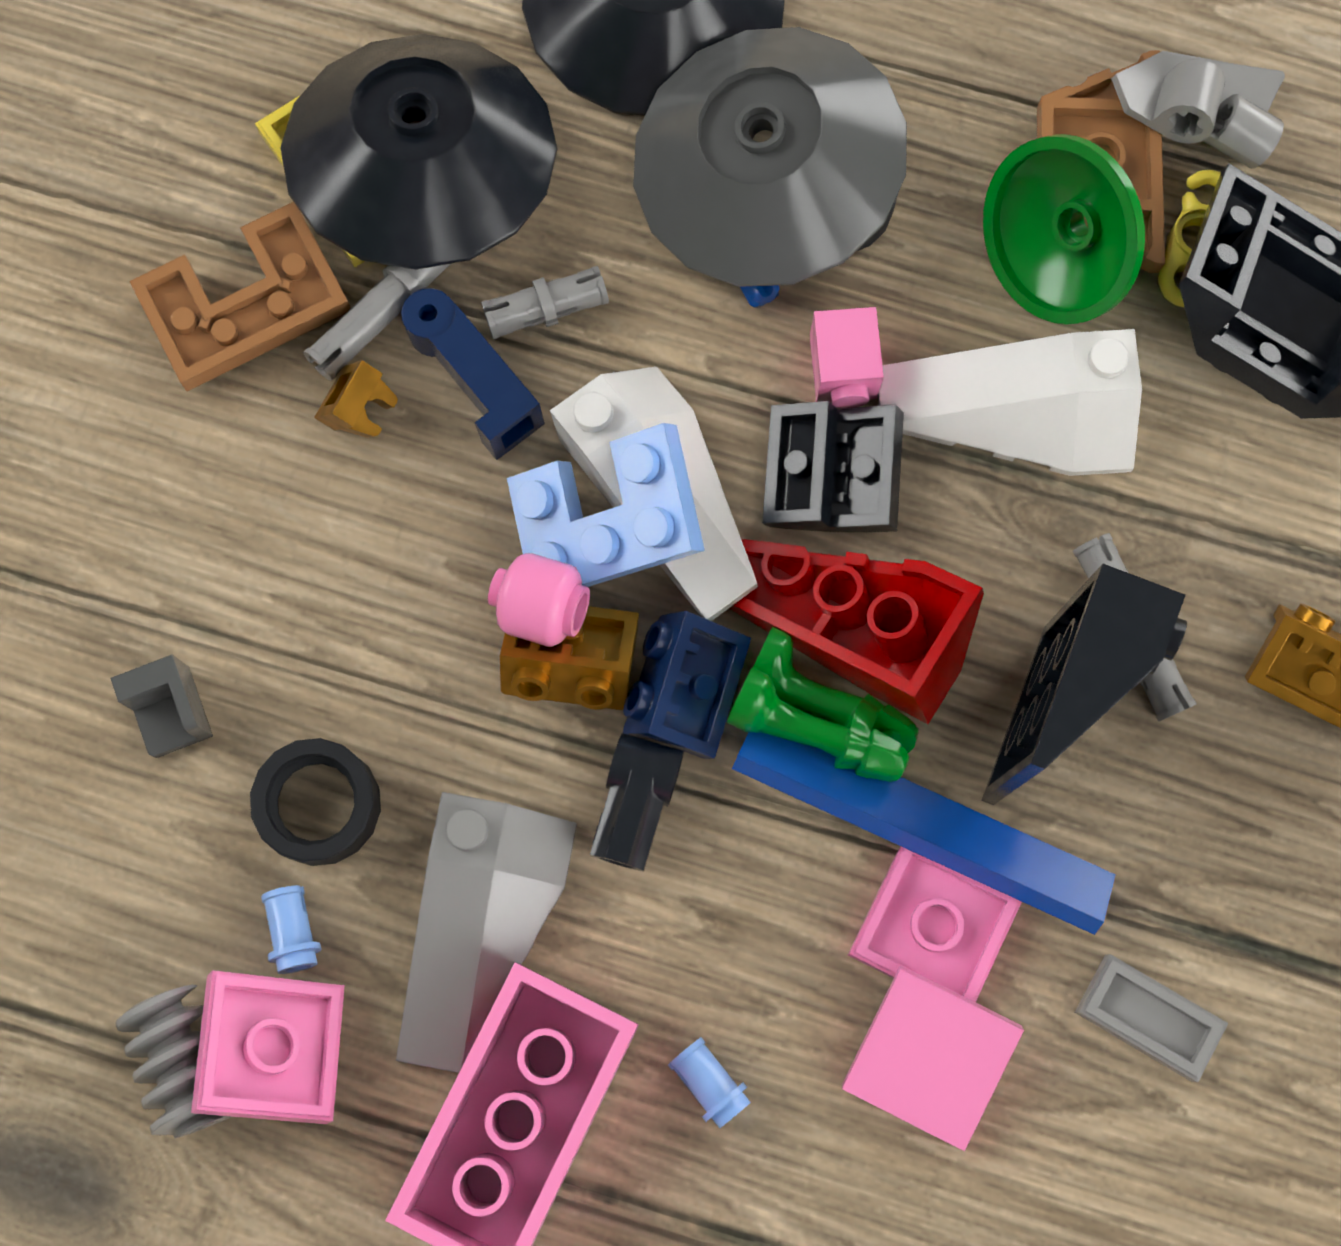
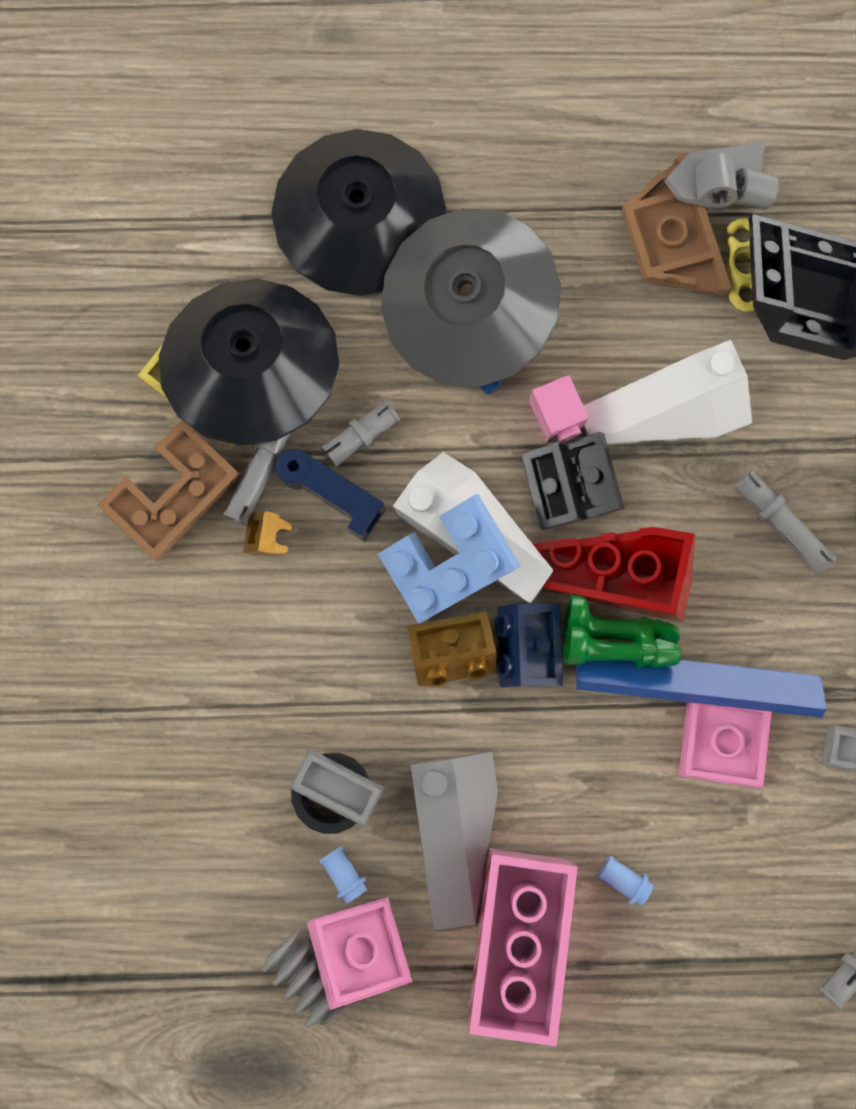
camera: 20 degrees left, 5 degrees up
(164, 705) = (217, 764): dark grey panel -> none
(323, 791) = (337, 787): none -> light grey tile
(539, 599) = (428, 627): bright pink head -> none
(639, 786) = (523, 716): black piece -> none
(932, 1057) = (750, 821): bright pink tile -> none
(1040, 234) = (658, 303): green dish -> none
(1084, 665) = (774, 577): black slope -> none

